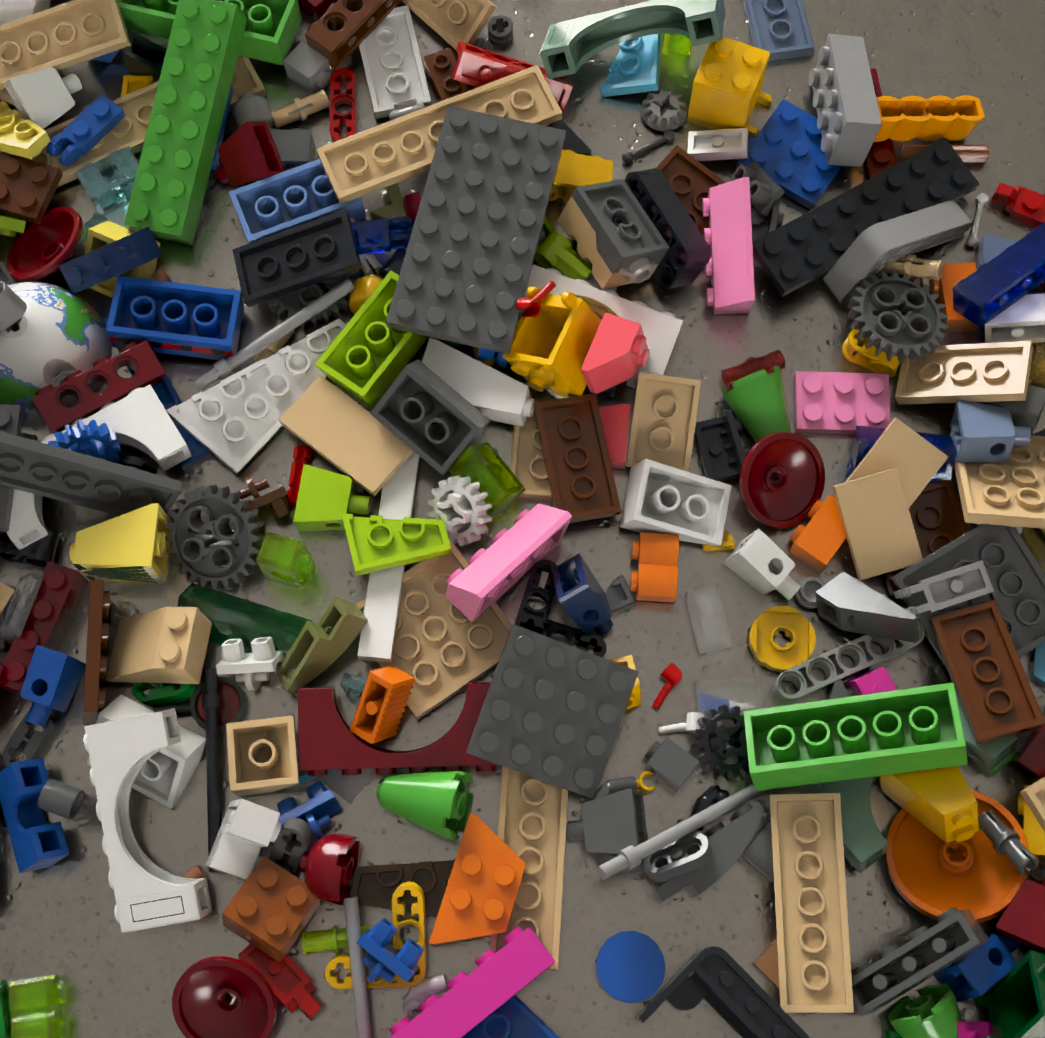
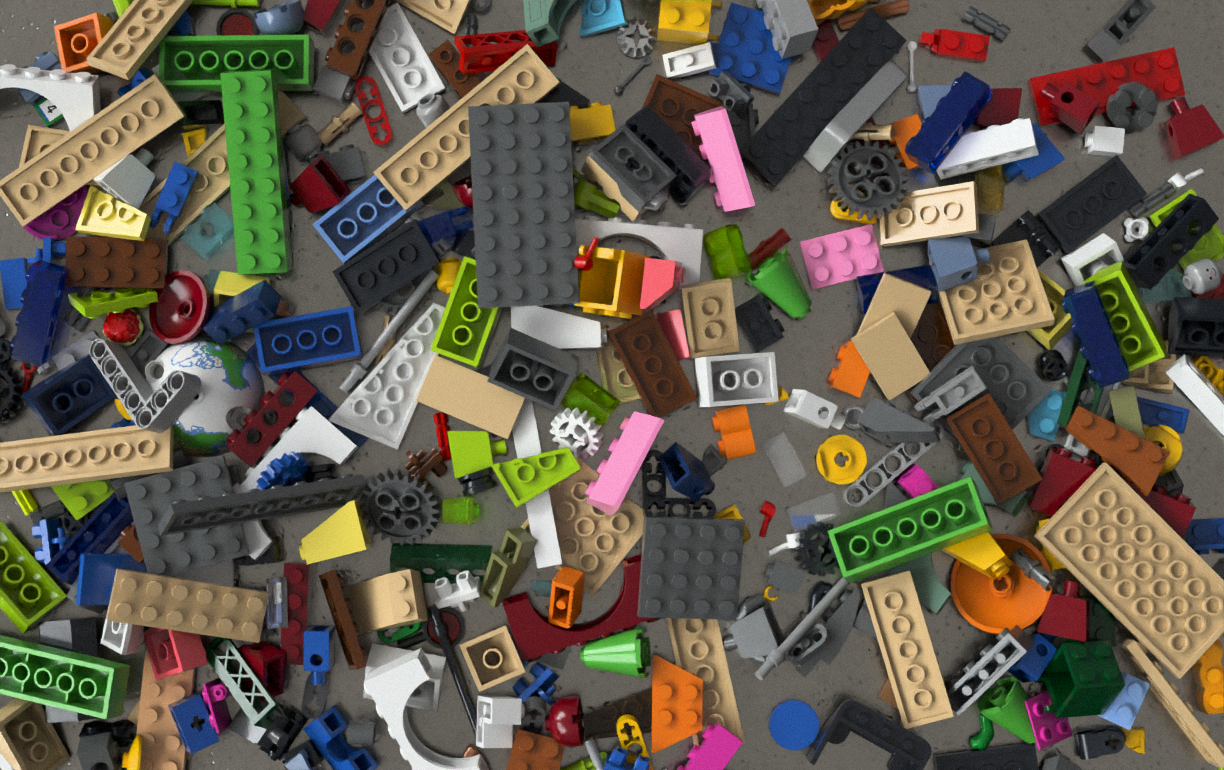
camera: 15 degrees left, 15 degrees up
(320, 535) = (477, 482): none -> black wheel
(705, 354) = (727, 252): none -> clear neon green brick
(795, 483) = (820, 341): dark red dish -> none

